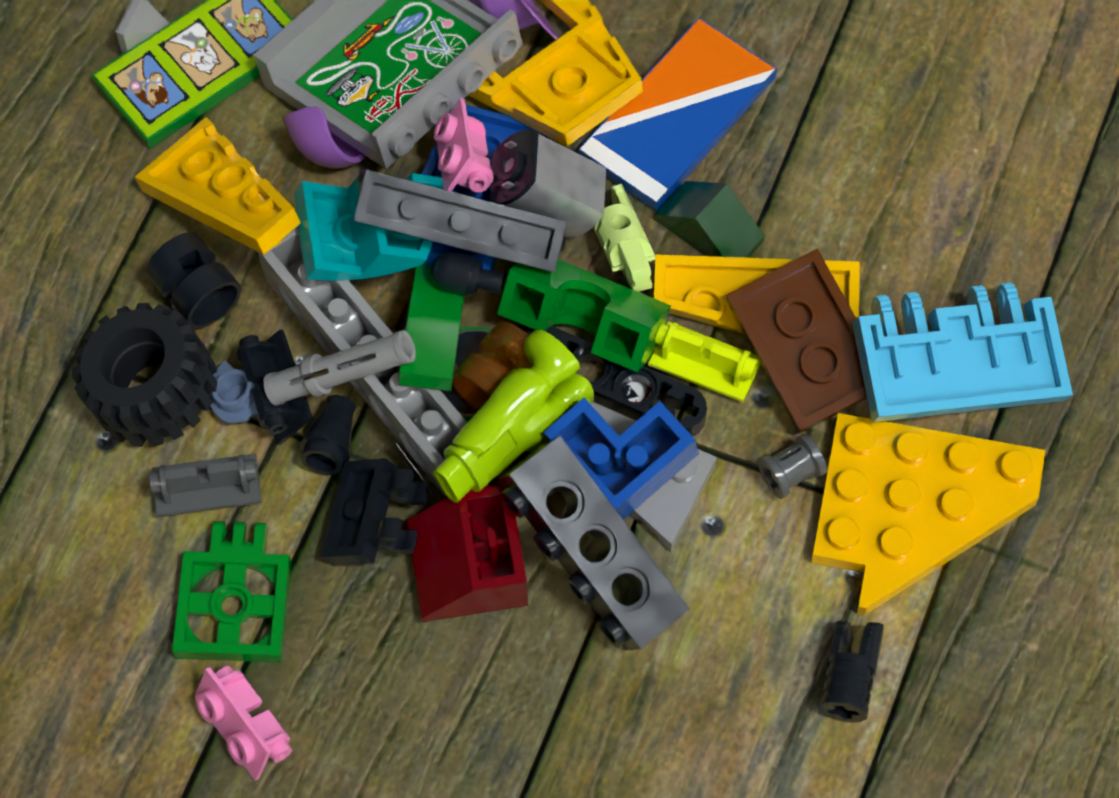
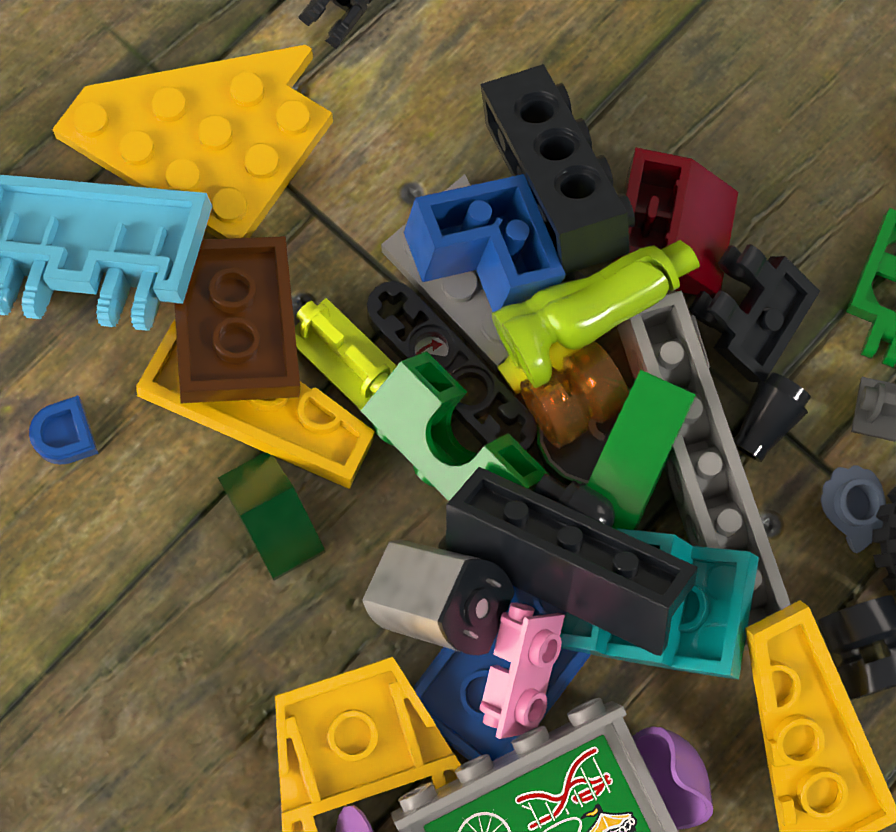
camera: 165 degrees left, 10 degrees up
(269, 357) = (812, 516): black hinge -> none
(289, 383) = (773, 450): light grey pin -> none
(625, 241) = (373, 493): yellowish green hinge -> none
(680, 114) = (225, 671): tile -> none
(792, 466) = (323, 192): dark grey bush -> none
(902, 225) = (62, 432): none -> blue tile

